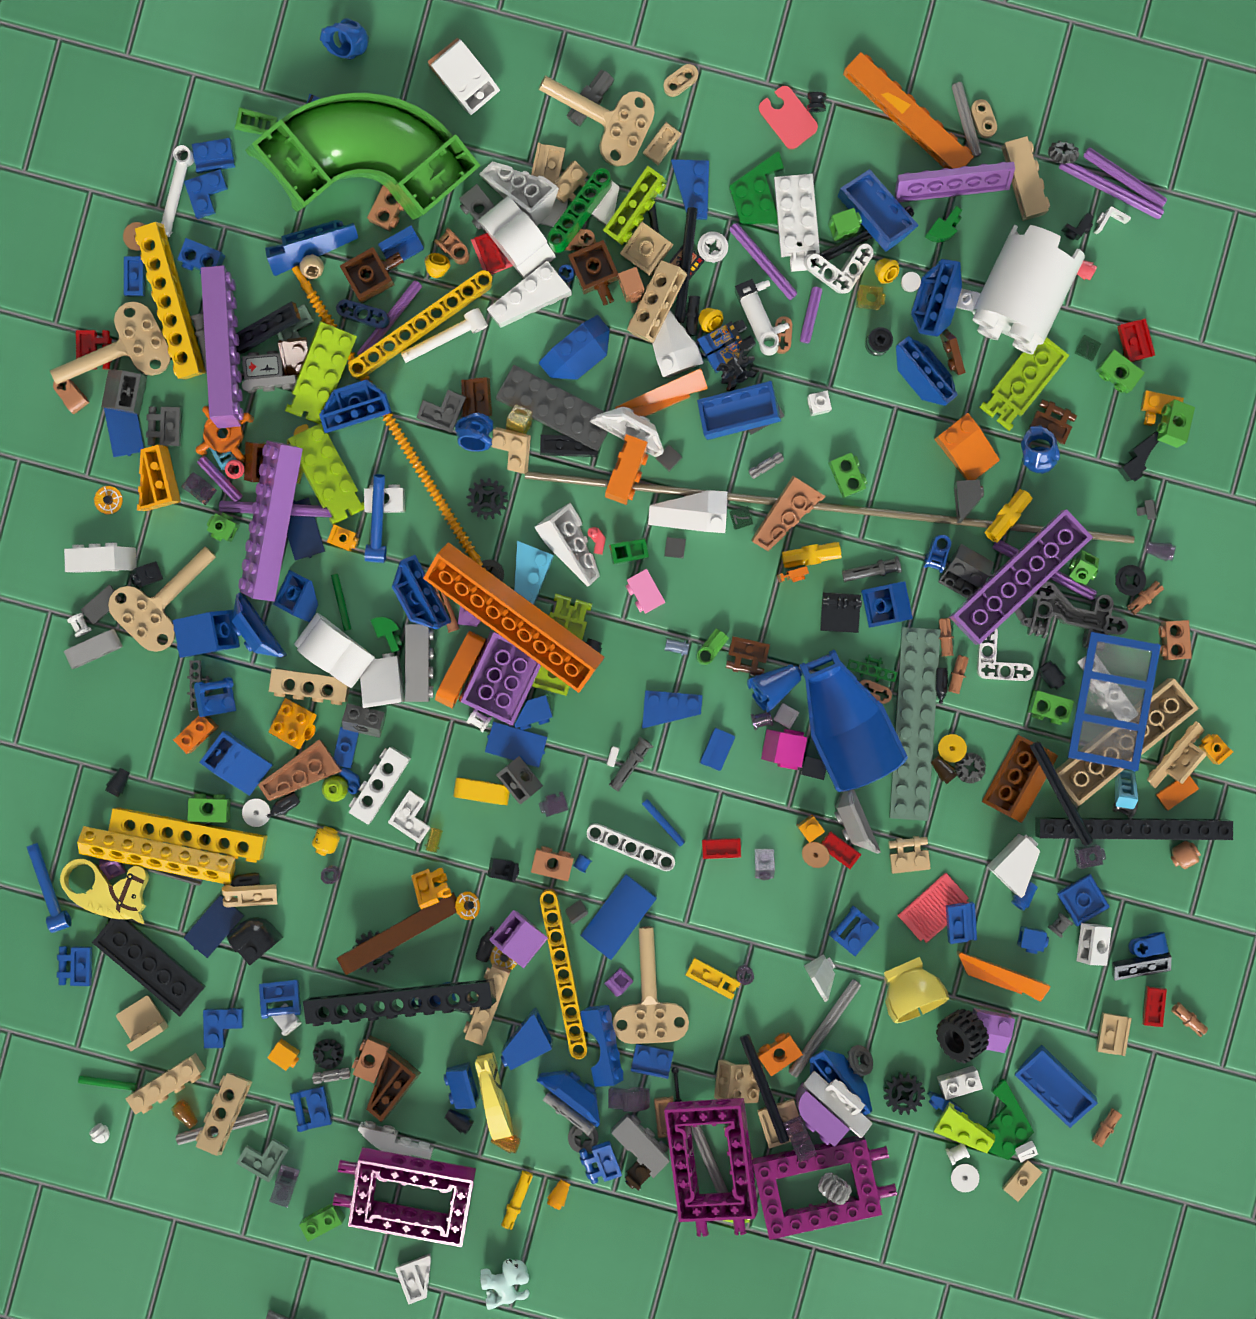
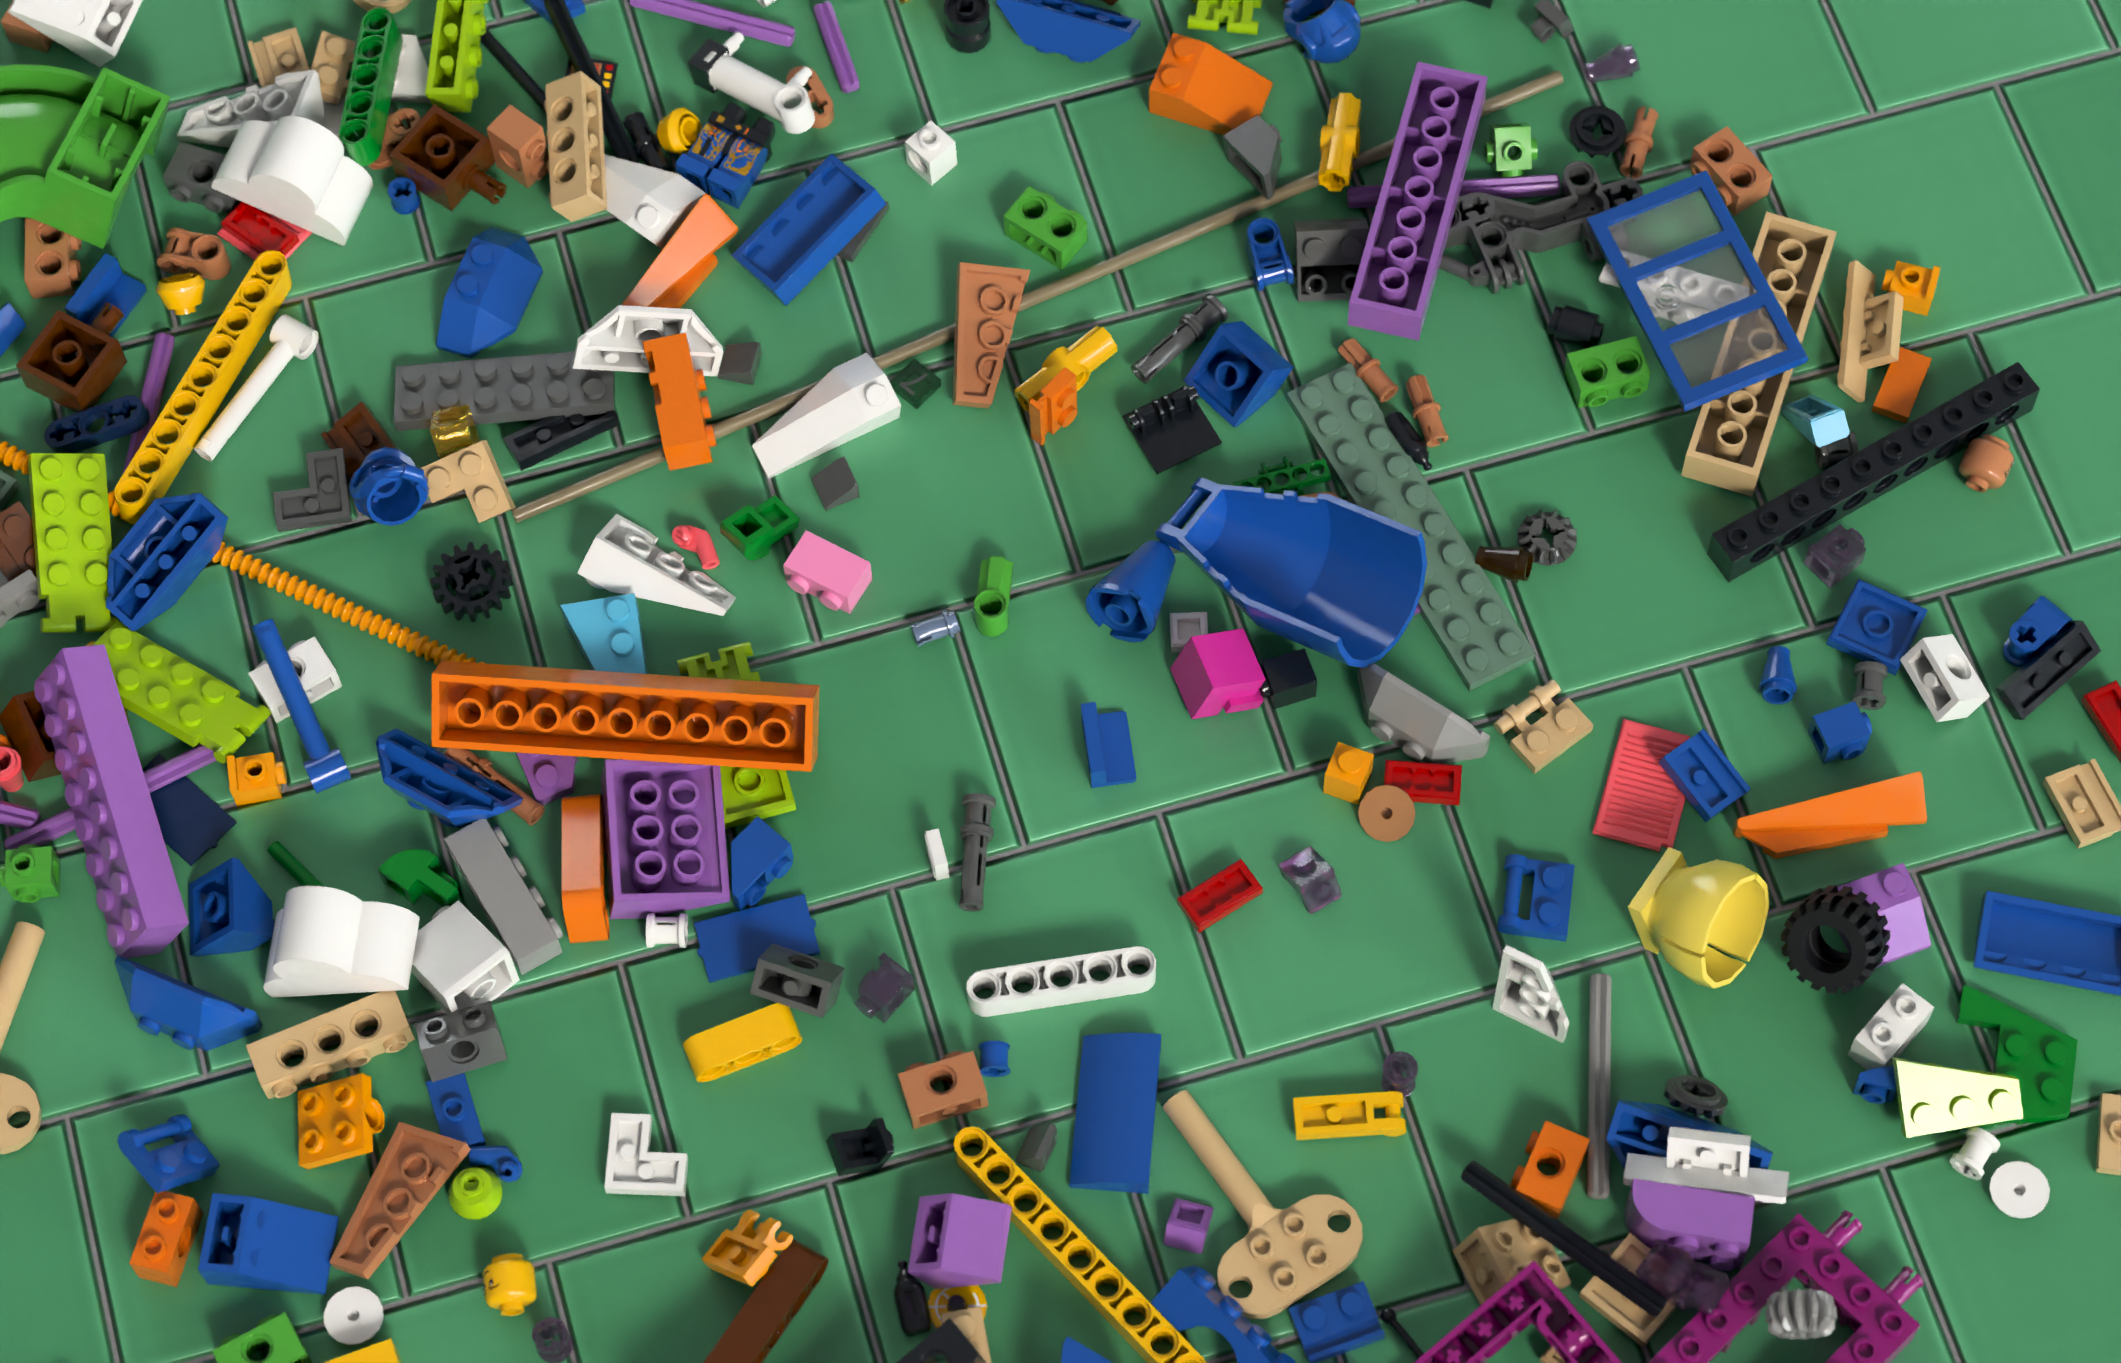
camera: 30 degrees left, 25 degrees down
(200, 677) = (128, 1179): dark grey piece -> none
(205, 633) = (92, 1061): blue slope -> none
(284, 805) = (399, 1273): black piece -> none
(399, 762) = (556, 1195): white brick -> none
(434, 839) = (708, 1181): clear yellow pin -> none
(467, 905) = (834, 1248): light orange piece -> none
(534, 292) = (365, 247): white wedge -> none
(646, 248) = (512, 81): tan plate -> none
(663, 822) = (1093, 915): blue bar -> none
(669, 706) = (978, 730): blue wing -> none
(721, 245) = (605, 33): white gear -> none
(737, 370) = (768, 170): black pin -> none
(749, 650) = (1056, 566): reddish brown plate -> none
(761, 720) = (1151, 656): clear purple bush -> none
(766, 465) = (905, 287): light grey axle -> none
(910, 1089) = (1827, 1114): black gear -> none
(952, 748) = (1495, 523): yellow piece -> none
(991, 662) = (1467, 366): white beam -> none
(1016, 863) = (1726, 629): white slope -> none
(1017, 781) = (1637, 503): dark orange slope -> none
(1026, 1151) = (2088, 1078): white tile -> none
(1061, 793) = (1715, 467): black axle -> none

